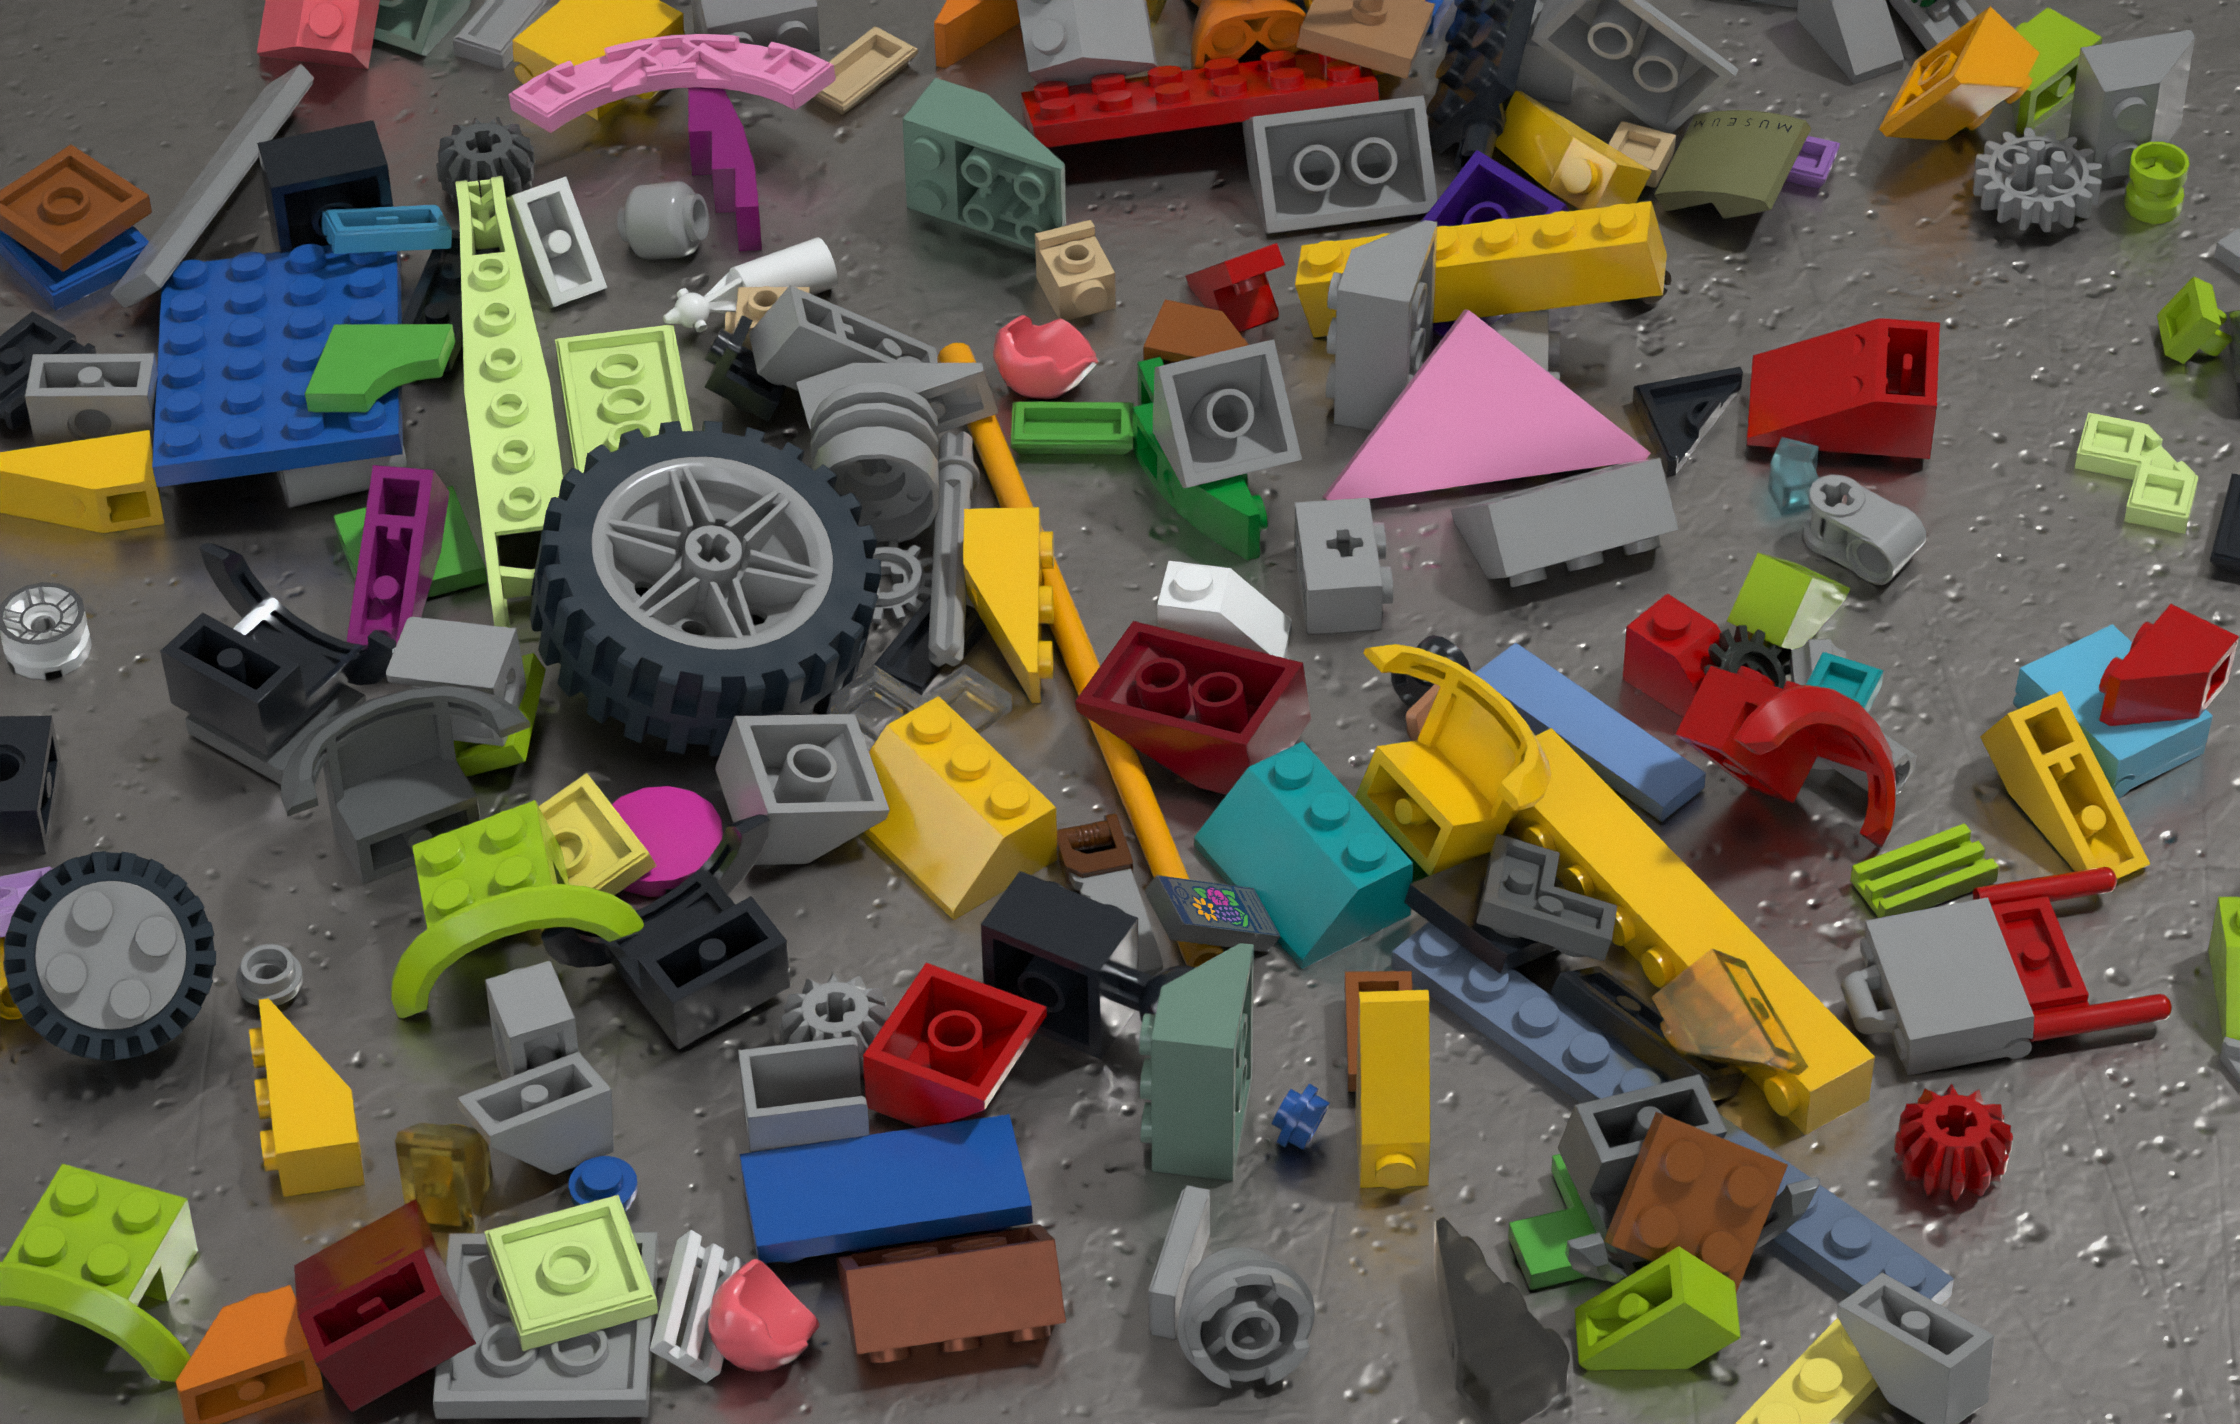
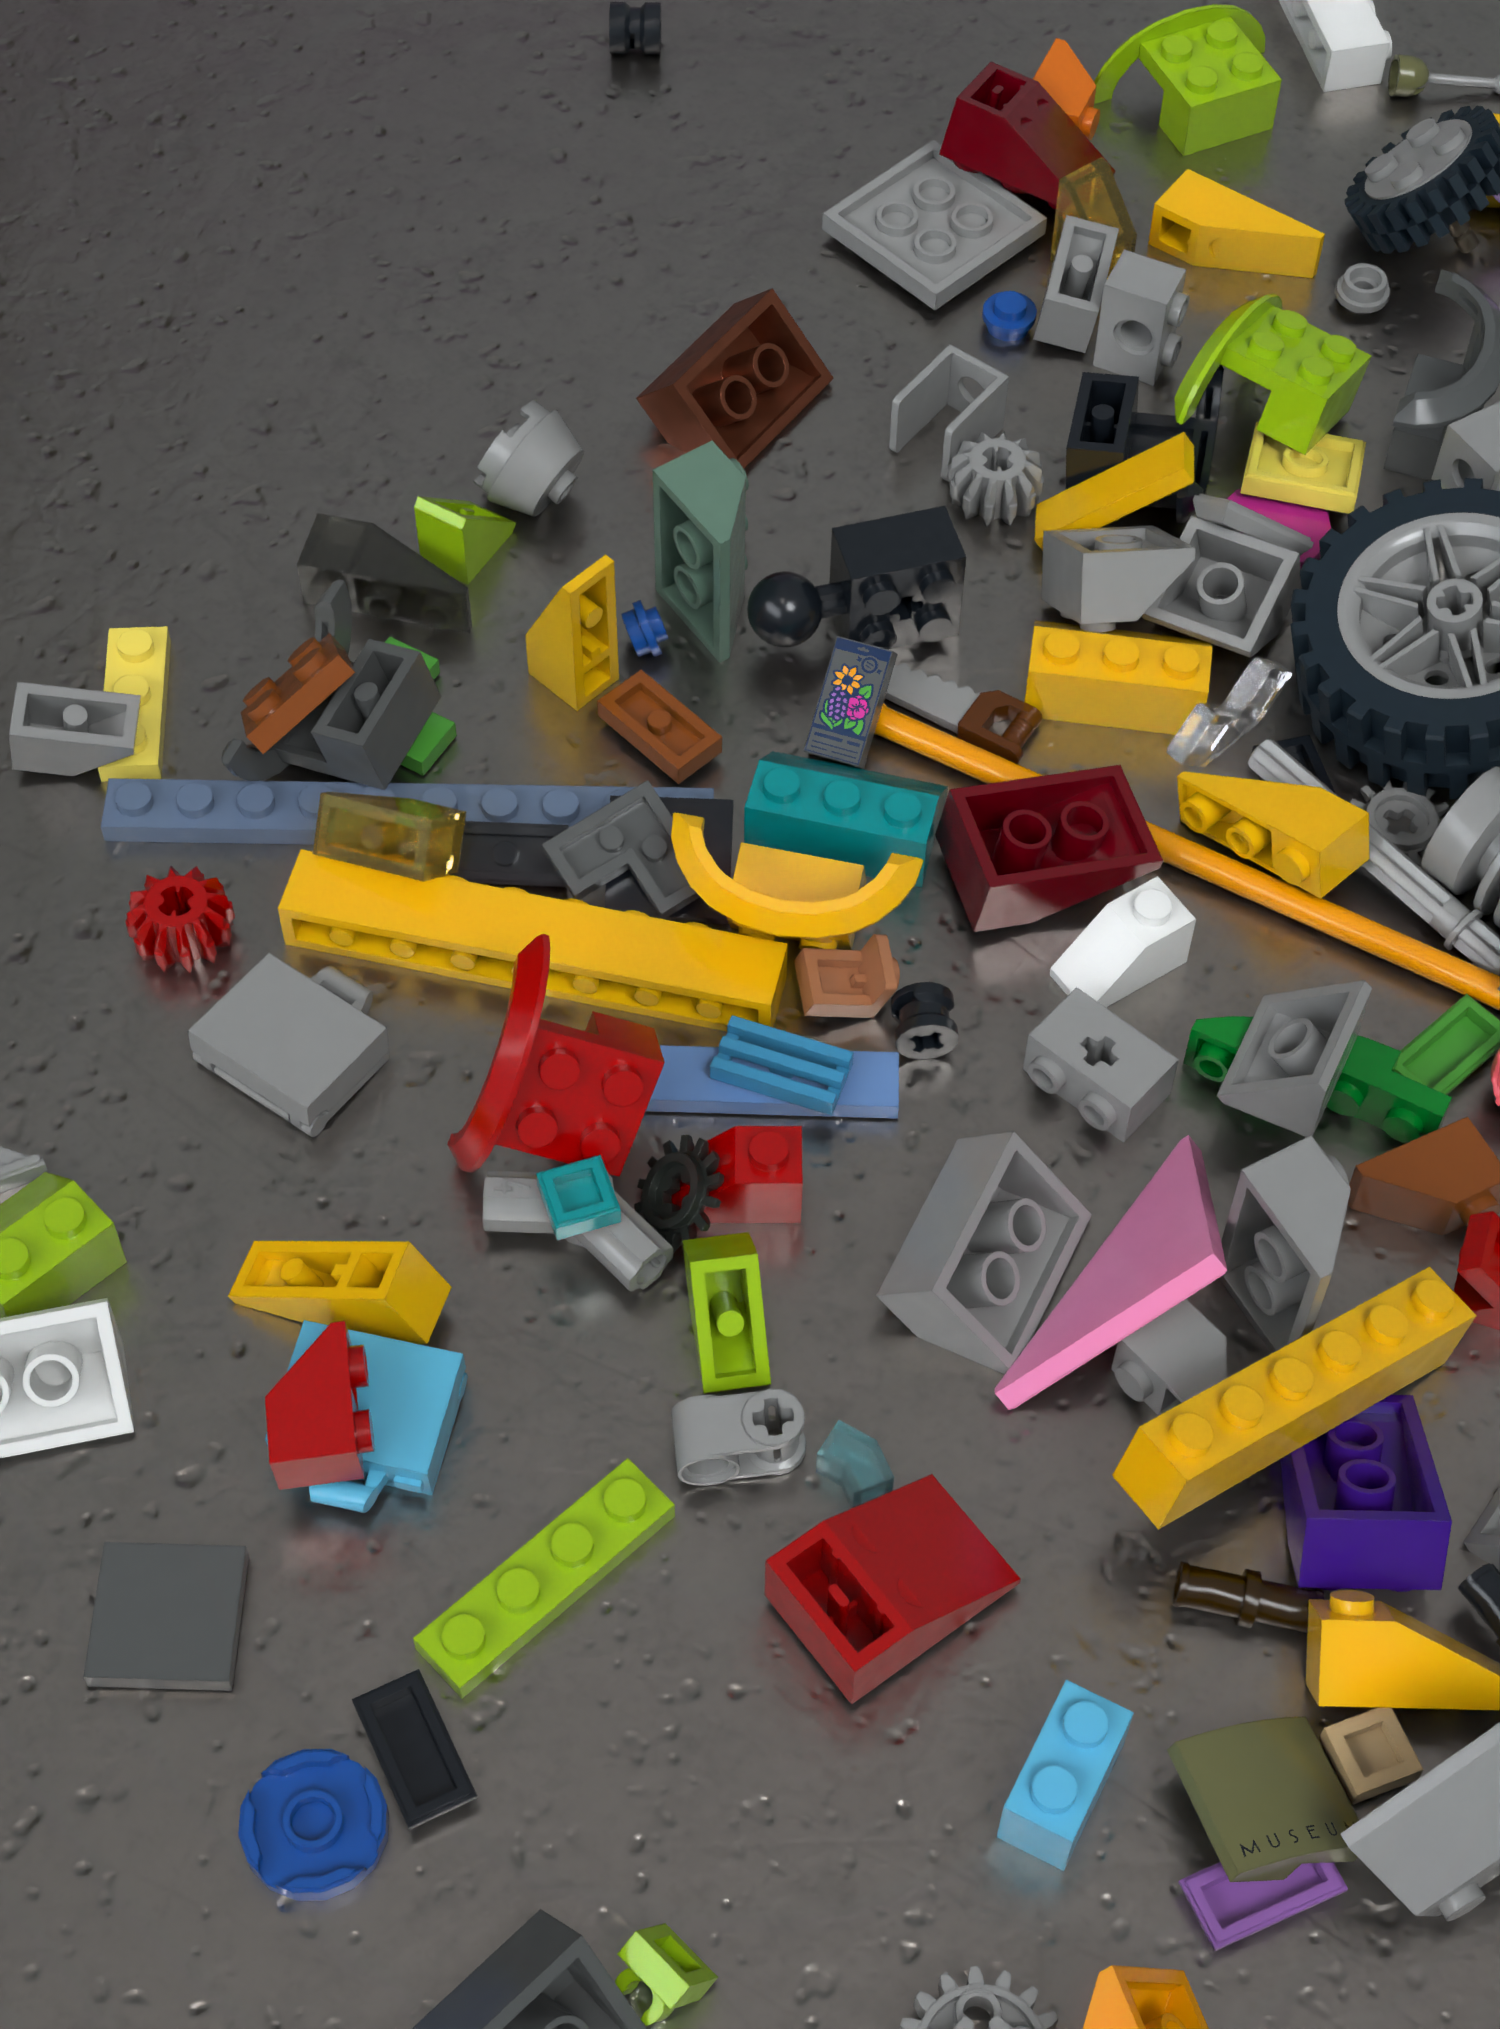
camera: 135 degrees right, 10 degrees up
(571, 1272) = (947, 233): yellowish green tile -> none
(697, 1350) = (838, 259): white tile -> none
(721, 785) = (1246, 521): none -> light grey tile
(759, 1320) = (813, 284): coral hair -> none
(766, 867) = (1119, 489): none -> yellow tile
(875, 839) = (1109, 572): none -> light grey slope
(885, 1189) = (832, 411): blue tile -> none
(946, 1048) = (895, 473): red slope -> none
(1178, 1258) = (616, 489): light grey tile -> none
(1366, 1320) = (459, 535): none -> lime slope
(1588, 705) = (785, 1056): none -> dark azure tile
(1659, 1317) = (255, 648): lime slope -> none
(1683, 411) = (1020, 1471): black tile -> none
(1844, 246) = (1064, 1775): none -> medium azure brick
(1918, 866) = (373, 1142): lime tile -> none
(2046, 961) = (240, 1123): red plate -> none
(2070, 558) = (544, 1578): none -> lime plate
(2132, 450) = (590, 1763): yellowish green tile -> none

